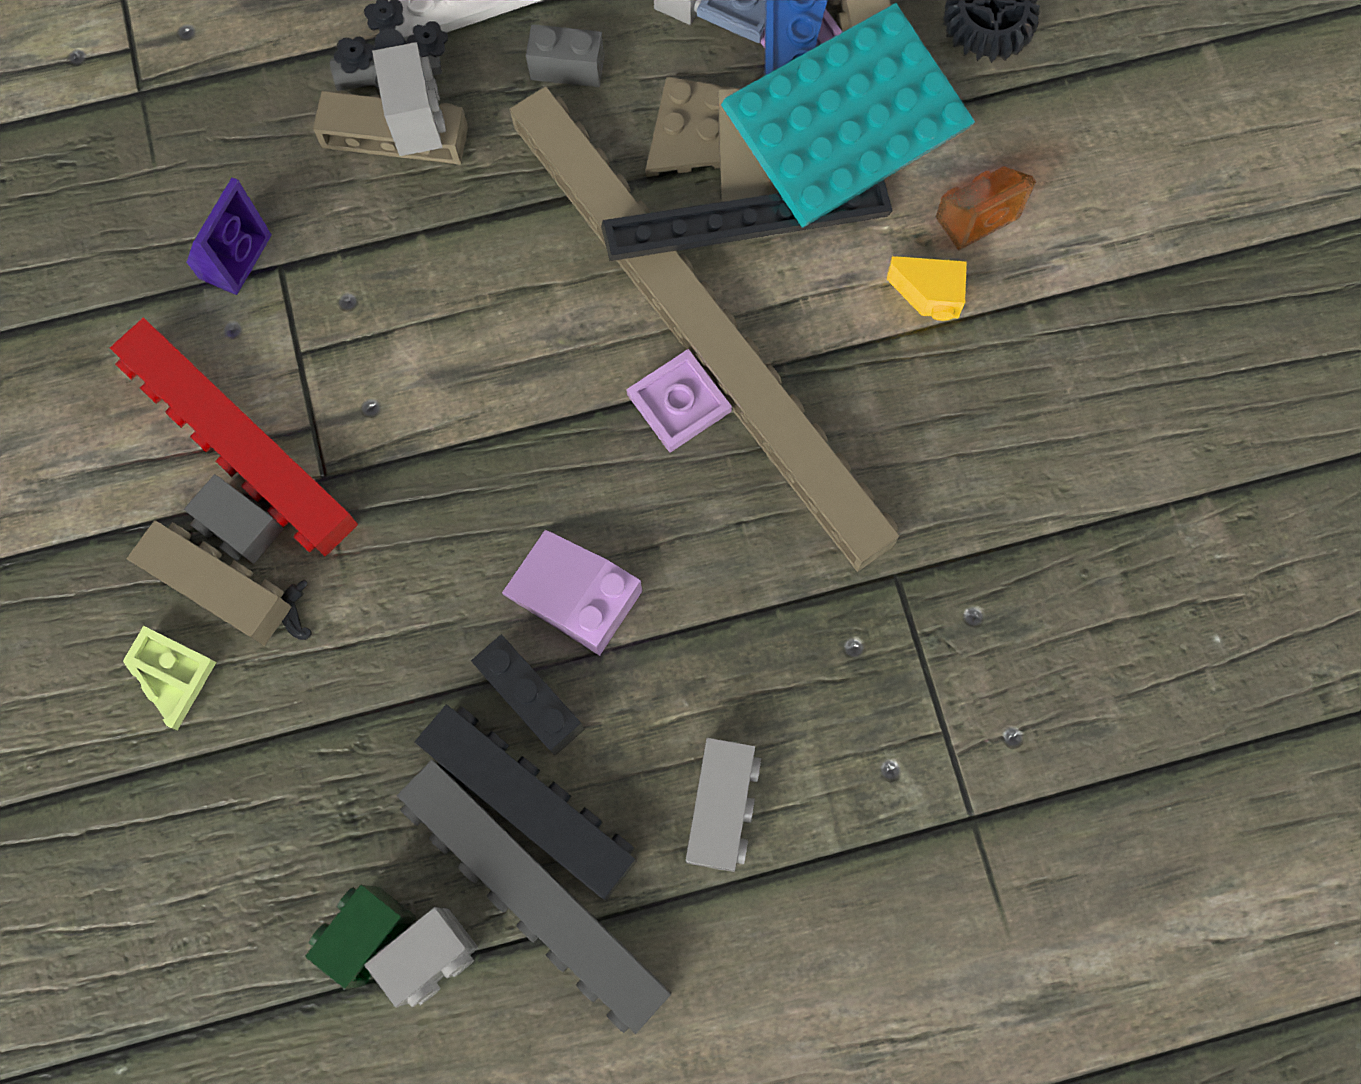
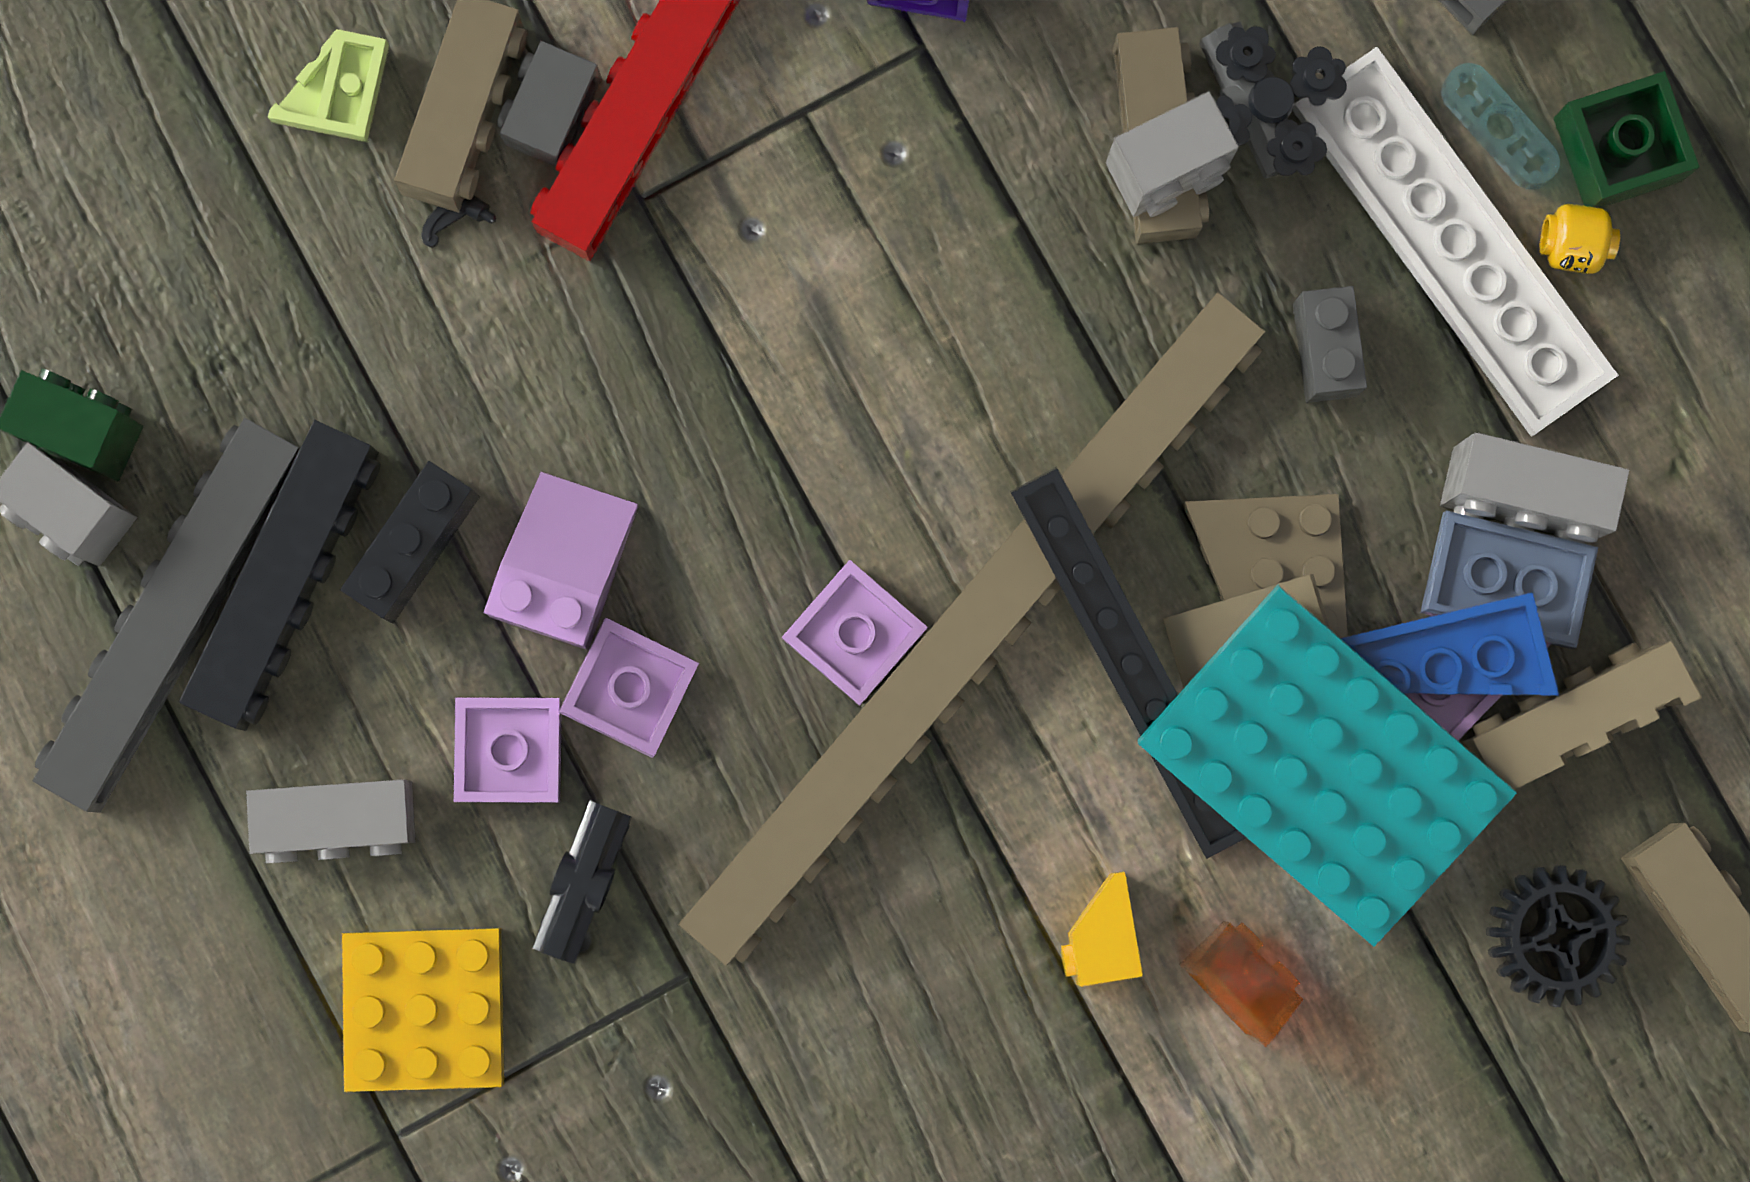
camera: 70 degrees right, 10 degrees up
(678, 562) = (628, 687): none -> lavender plate
(701, 662) = (507, 750): none -> lavender plate
(813, 630) = (582, 882): none -> black piece
(881, 773) = (422, 1010): none -> yellow plate

